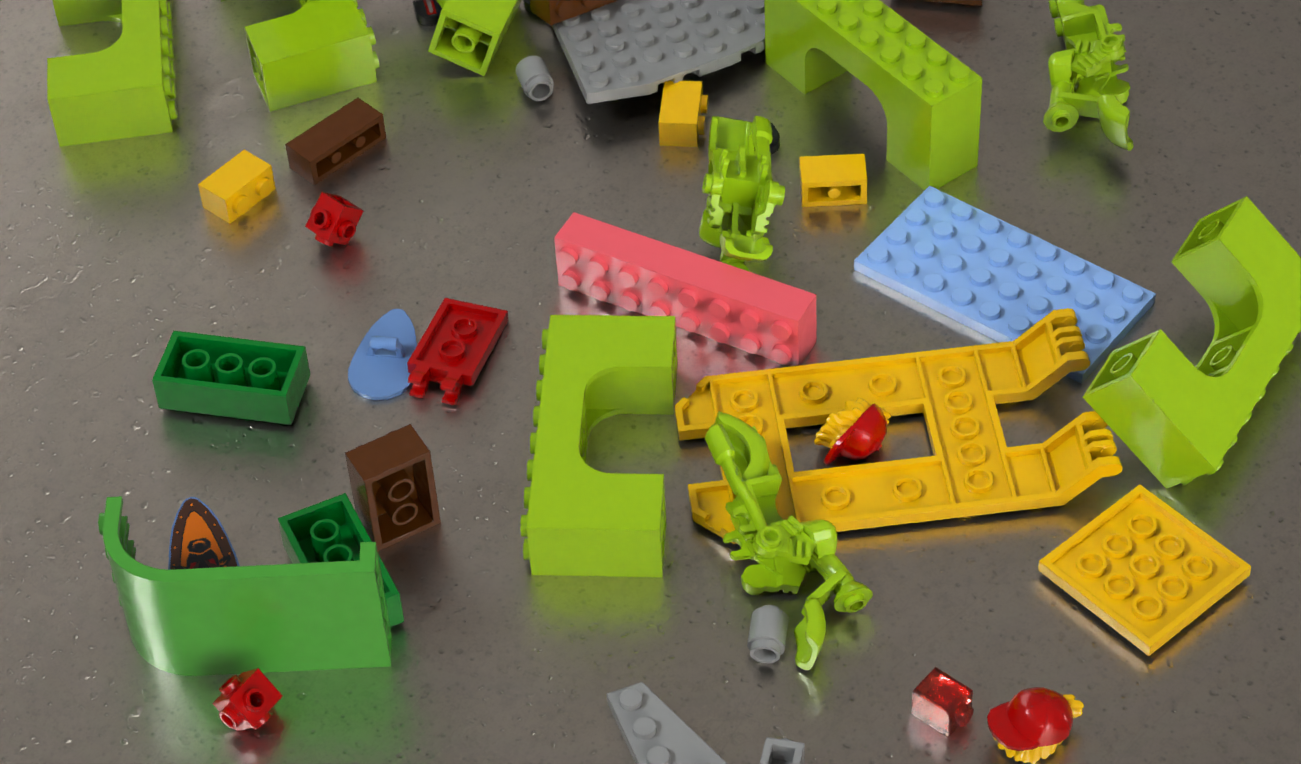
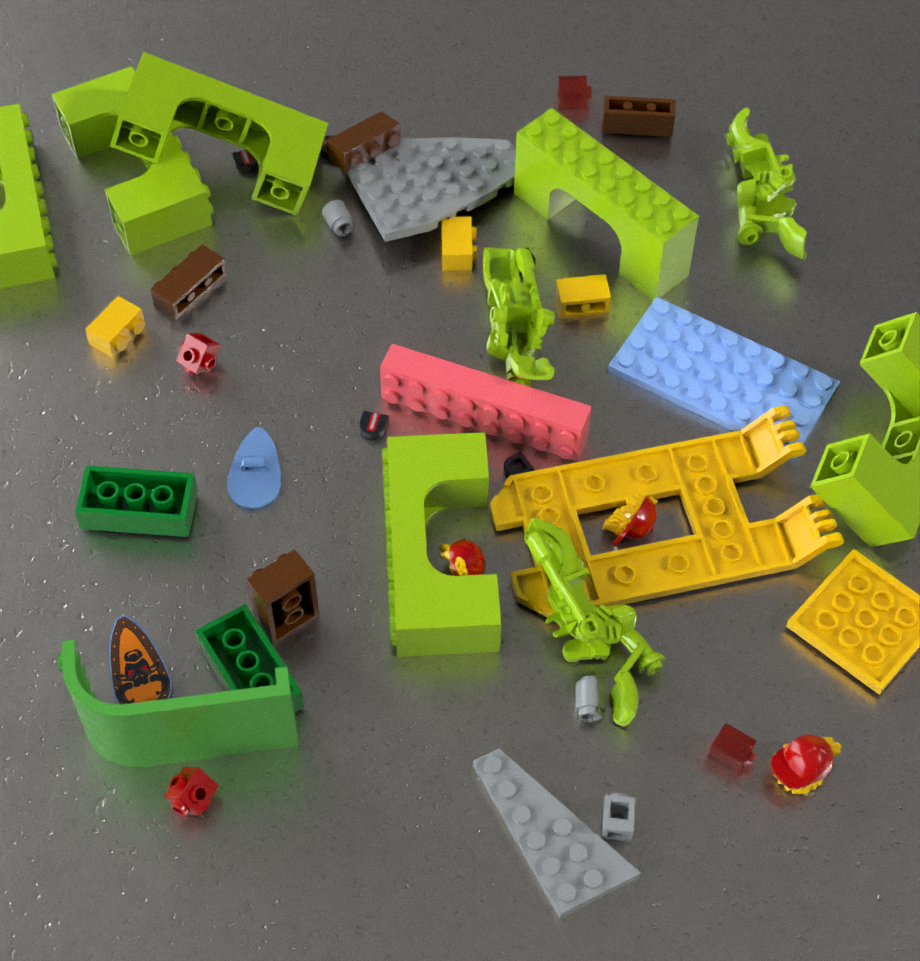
camera: 10 degrees left, 10 degrees up
(455, 347) = (309, 460): red tile -> none
(539, 311) = (373, 424): none -> black tile
(628, 456) = (464, 558): none -> red hair
(717, 365) = (516, 464): none -> black tile

